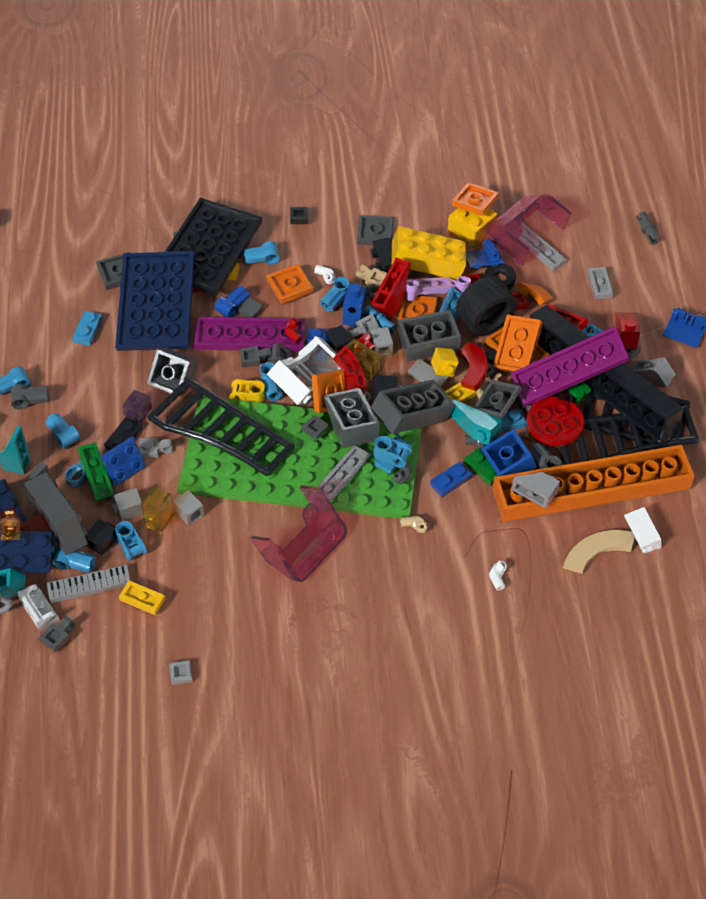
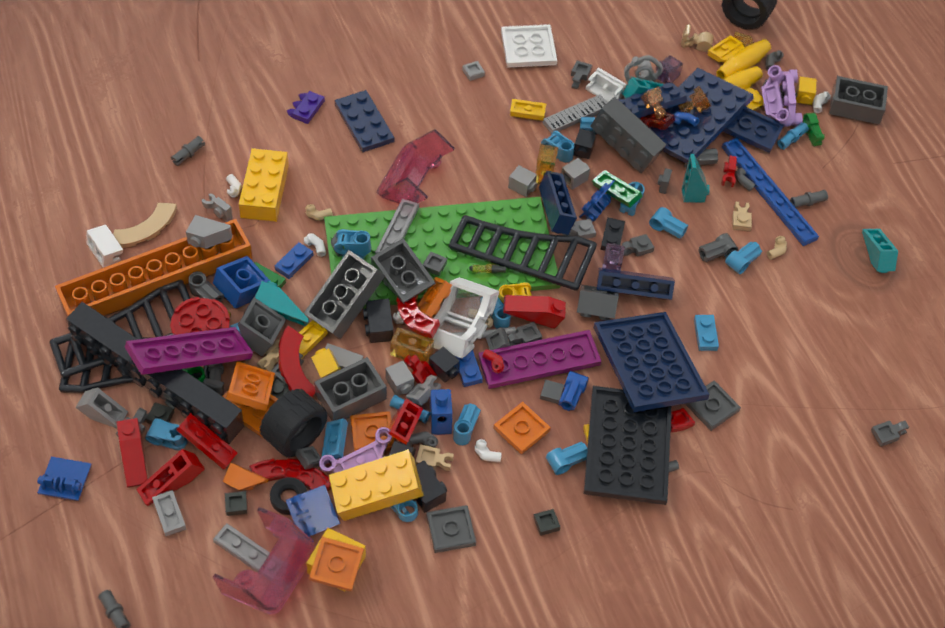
camera: 160 degrees right, 0 degrees up
(99, 689) = (528, 46): none -> white plate
(103, 418) = (639, 245): none -> dark grey plate
(130, 373) = (635, 283): none -> dark blue brick
(167, 456) = (557, 203): none -> dark blue brick
(235, 365) = (537, 309): none -> red slope
(263, 416) = (488, 268): none -> piece
(333, 630) = (364, 121): none -> dark blue plate
(394, 665) = (307, 107): none -> dark purple plate
(424, 491) = (317, 242): none -> white arm
(465, 562) = (263, 185): none -> yellow brick
(516, 546) = (221, 208): none -> light grey plate
(542, 629) = (187, 150): none -> dark grey pin
(544, 278) = (236, 503): none -> pearl dark grey plate
(594, 305) = (171, 476): none -> red slope

